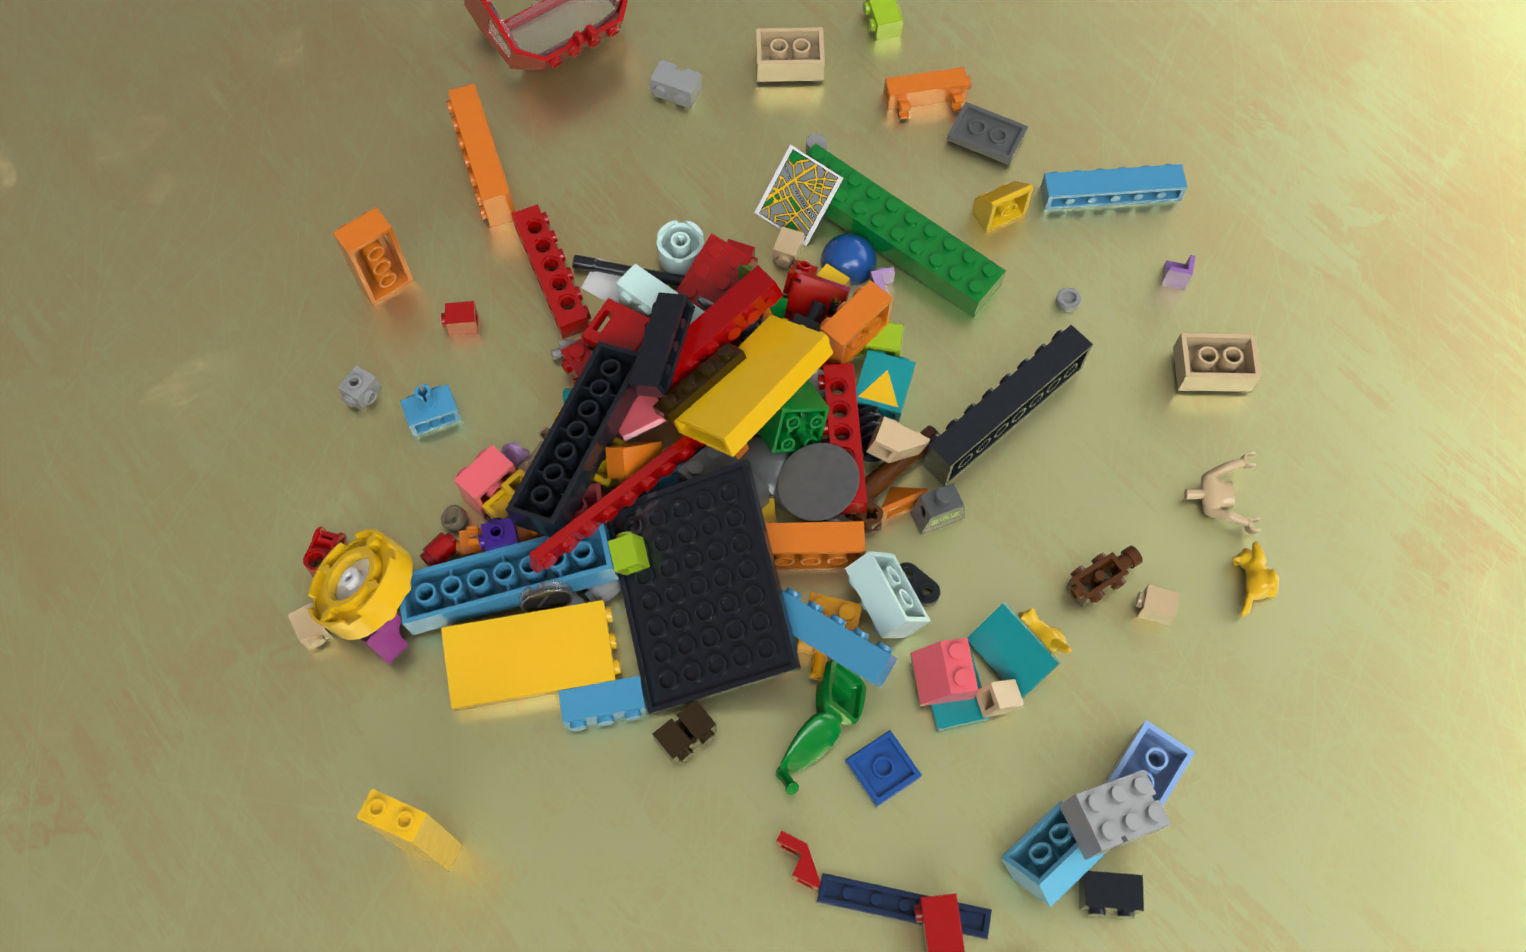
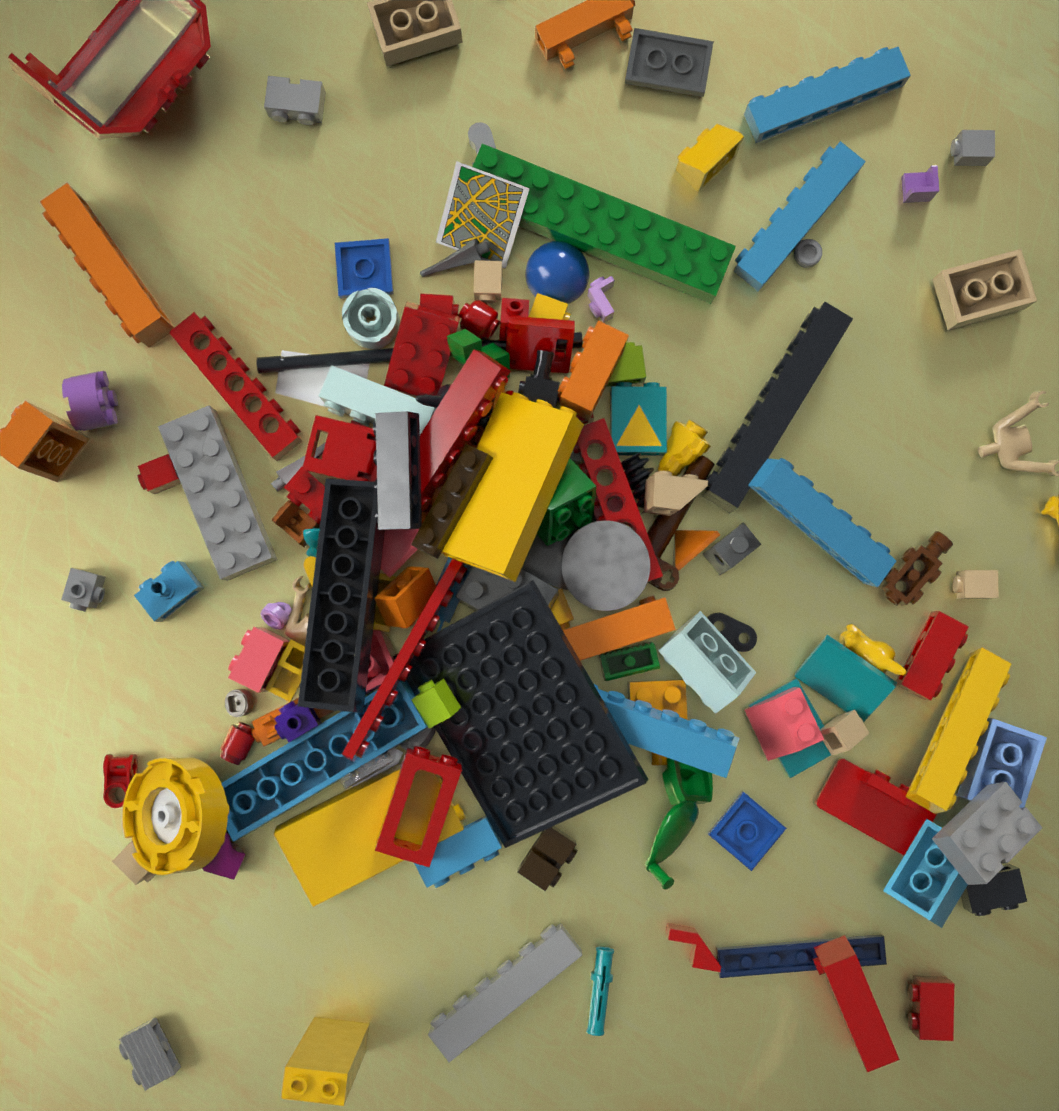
camera: 15 degrees left, 20 degrees up
(245, 804) = (149, 1054): none -> light grey brick
(426, 245) = (90, 401): none -> medium lavender brick
(503, 346) = (217, 493): none -> light grey brick
(555, 382) = (294, 521): none -> dark orange bracket
(599, 648) = (415, 760): none -> red piece
(601, 849) = (504, 992): none -> light grey brick
(680, 910) = (601, 978): none -> teal pin
(691, 207) = (363, 266): none -> blue plate
(770, 225) = (463, 256): none -> dark grey piece
(774, 269) = (479, 319): none -> red head
(816, 577) = (629, 661): none -> green brick
(921, 413) = (684, 447): none -> yellow rock
(1012, 776) = (873, 805): none -> red bracket
(1026, 504) = (822, 521): none -> dark azure brick
(1066, 268) = (799, 215): none -> dark azure brick
(1101, 656) = (933, 655): none -> red brick
(1105, 729) = (959, 731): none -> yellow brick
(1230, 256) = (973, 148): none -> light grey brick

